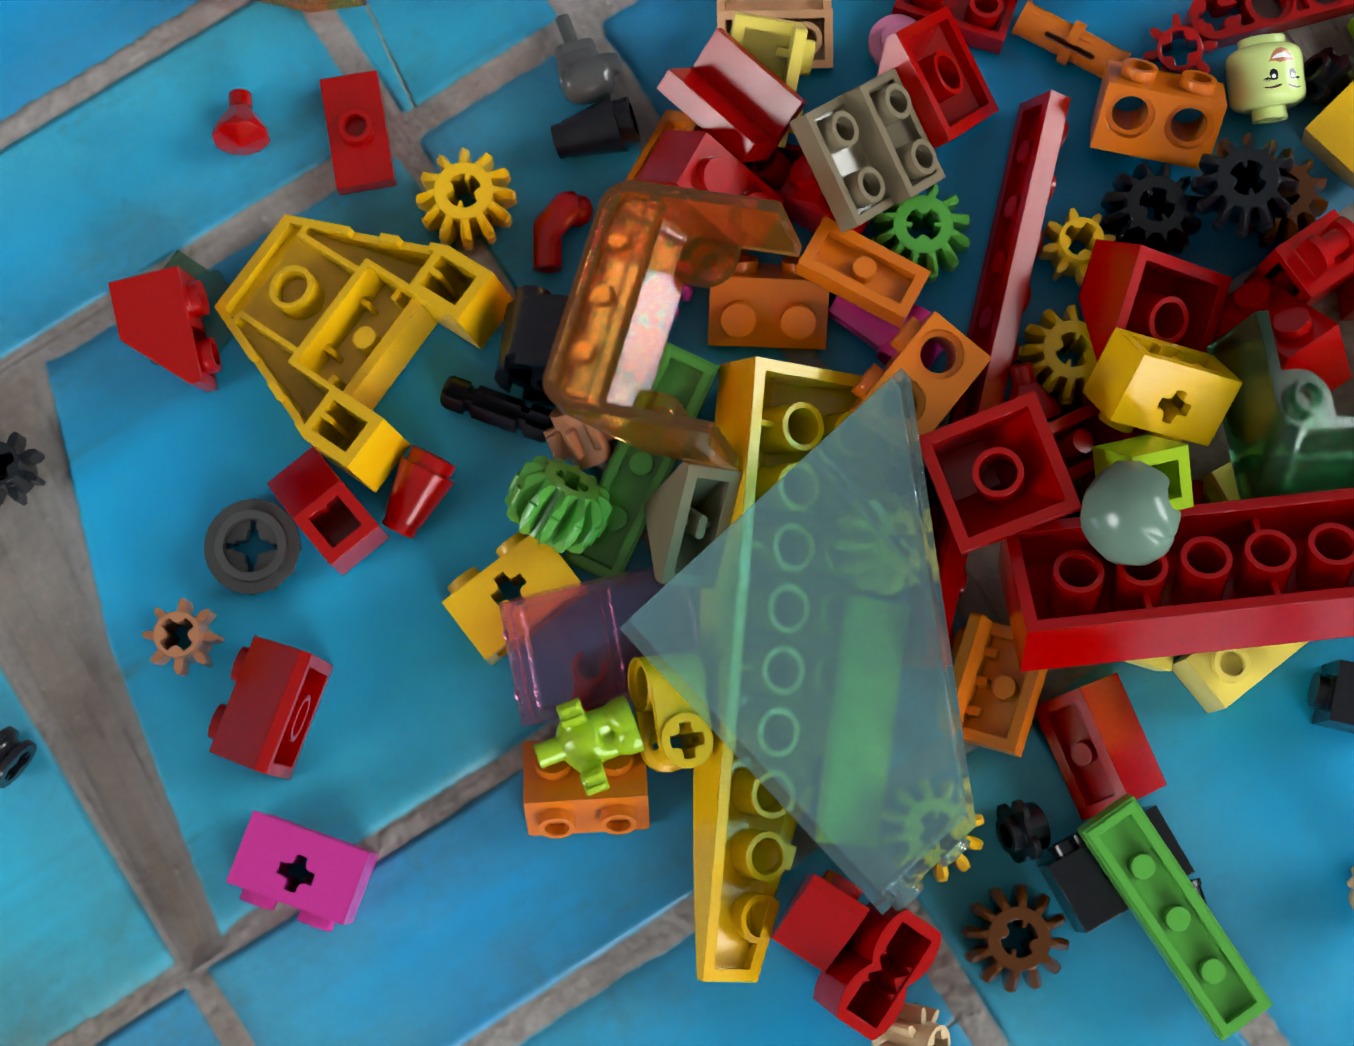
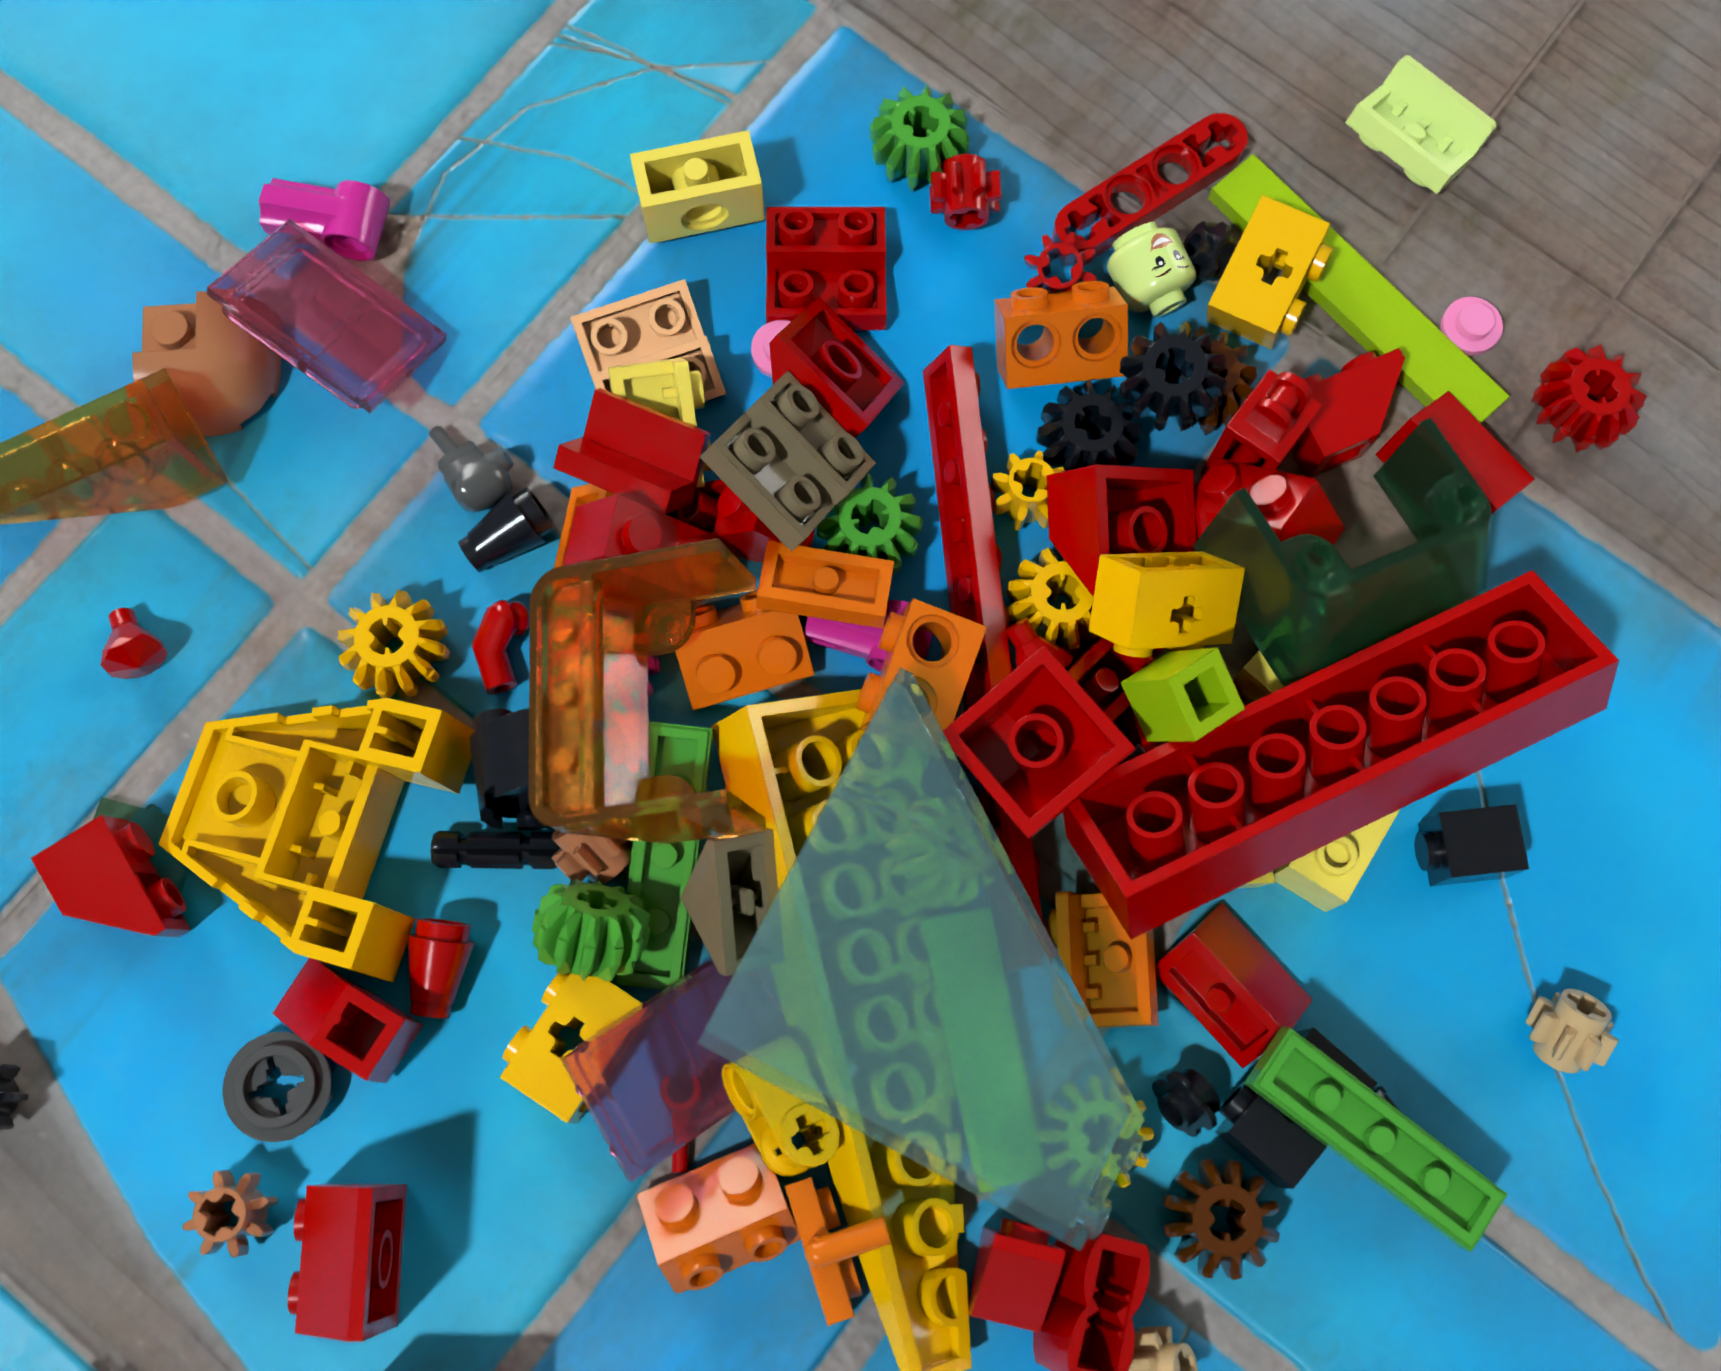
camera: 25 degrees left, 5 degrees down
(358, 132) = (258, 613): red plate -> none
(591, 739) = (706, 1170): lime piece -> none
(672, 840) = (832, 1253): none -> orange plate
(1037, 23) = (910, 289): orange pin -> none
(1129, 514) = (1186, 738): sand green hair -> none

